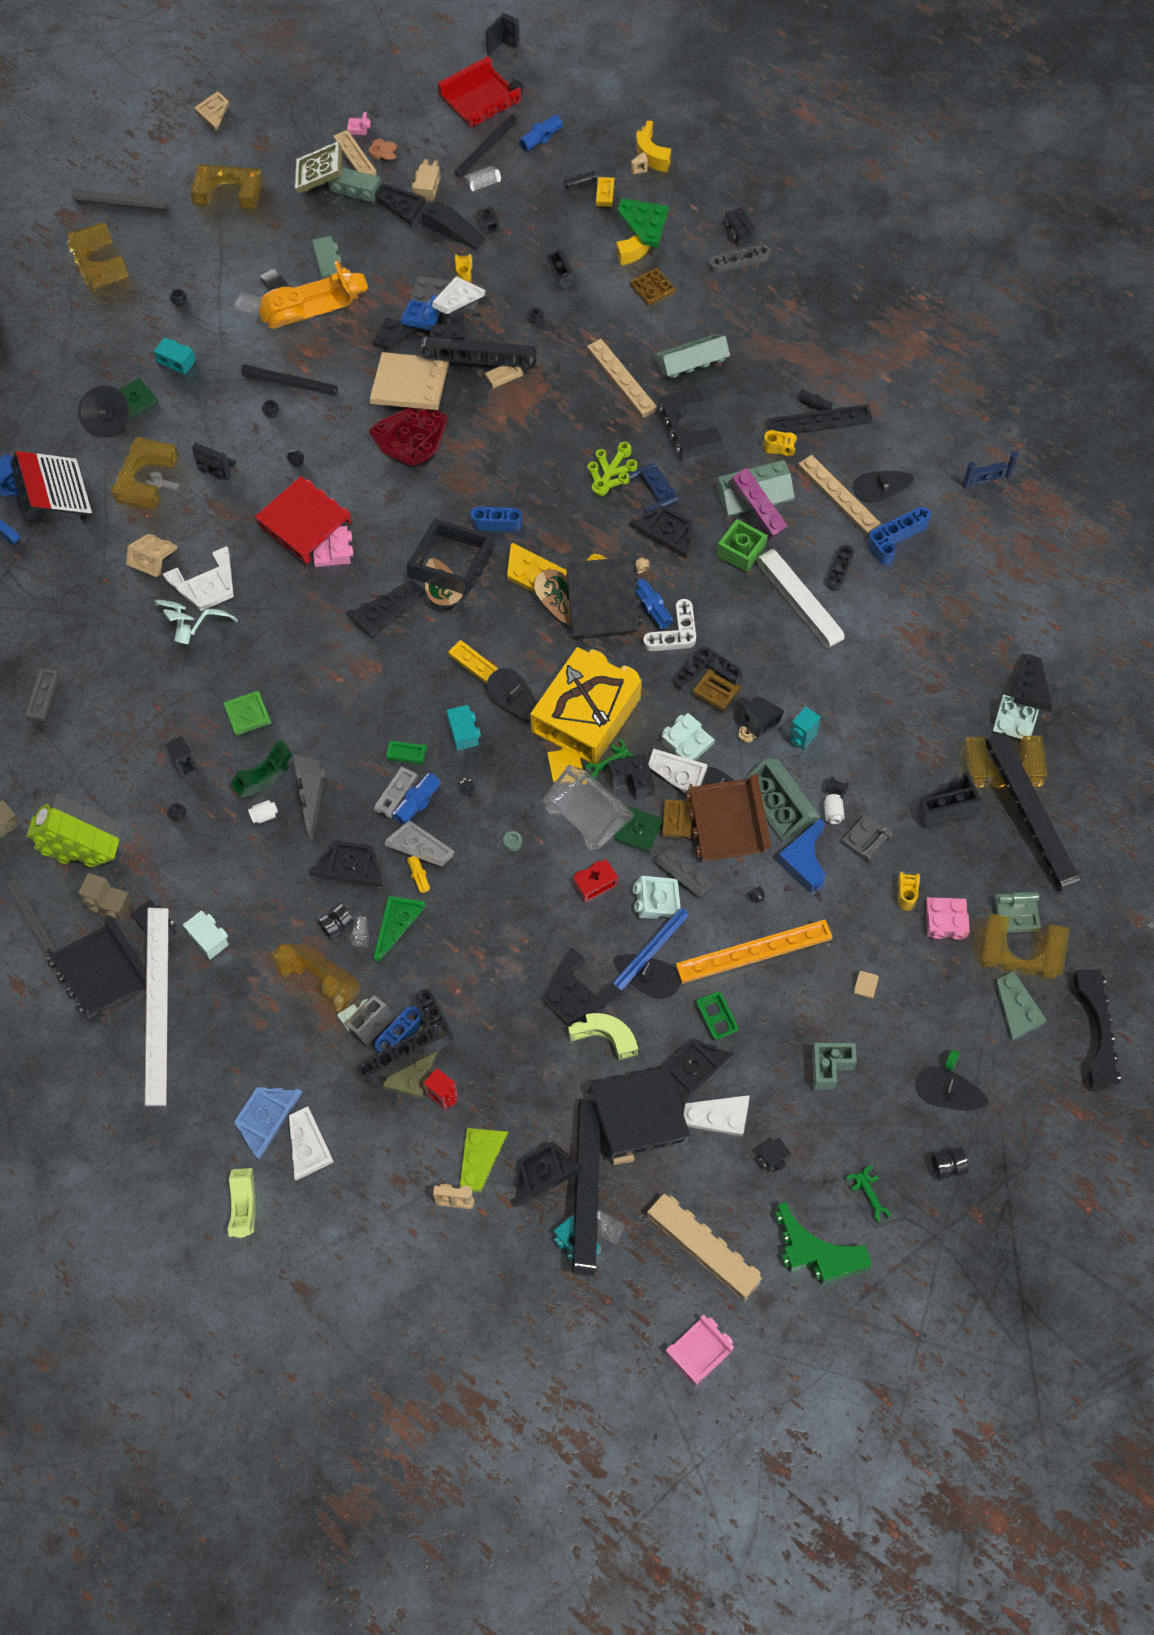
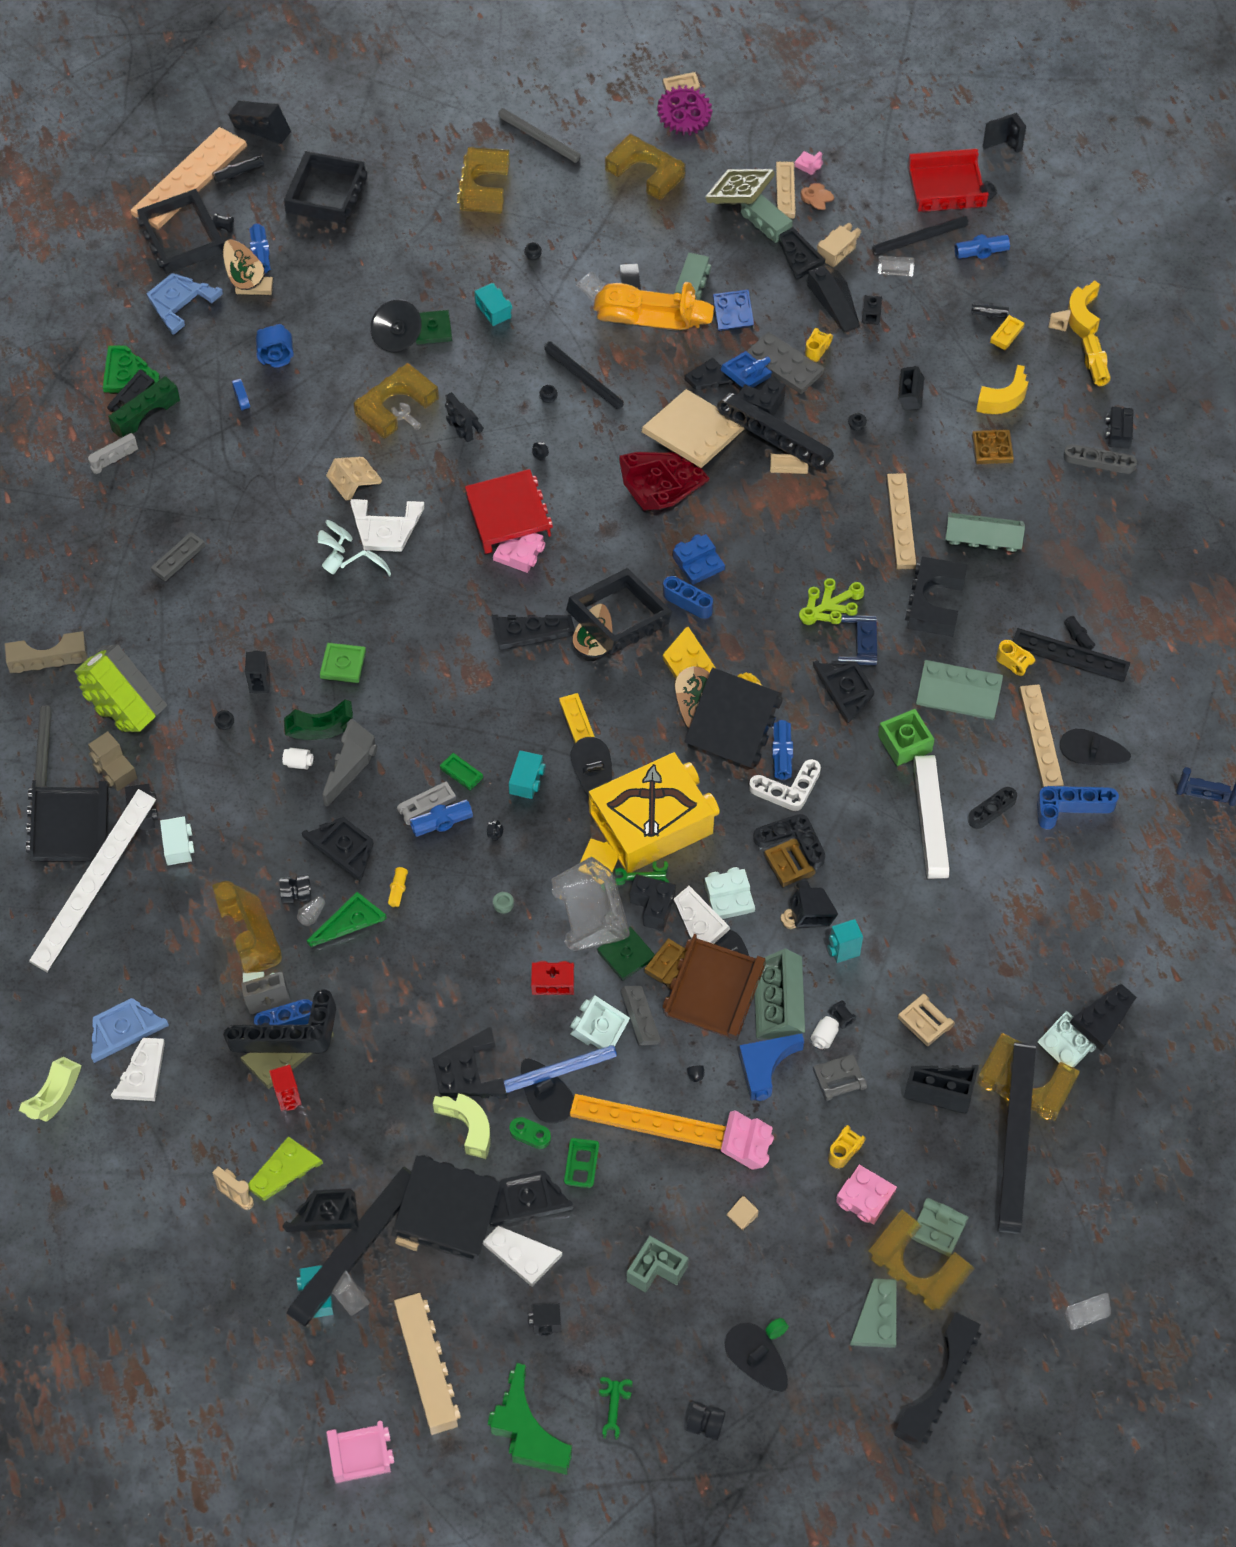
camera: 30 degrees right, 5 degrees down
(50, 484) = (302, 370): panel -> none
(229, 126) = (688, 105): none -> magenta gear
(378, 270) = (733, 310): none -> plate
(420, 844) = (415, 859): light grey wing -> none
(457, 295) = (789, 366): white wing -> none
(483, 484) = (698, 558): none -> blue plate
(642, 565) = (796, 708): tan plate -> none
(644, 220) = (1023, 377): green plate -> none
(659, 1016) = (528, 1133): none -> green plate
(686, 183) = (1096, 360): none -> yellow piece
(767, 515) = (946, 704): magenta arch -> none
(834, 925) = (747, 1140): none -> bright pink plate
(899, 762) = (921, 1024): none -> tan plate

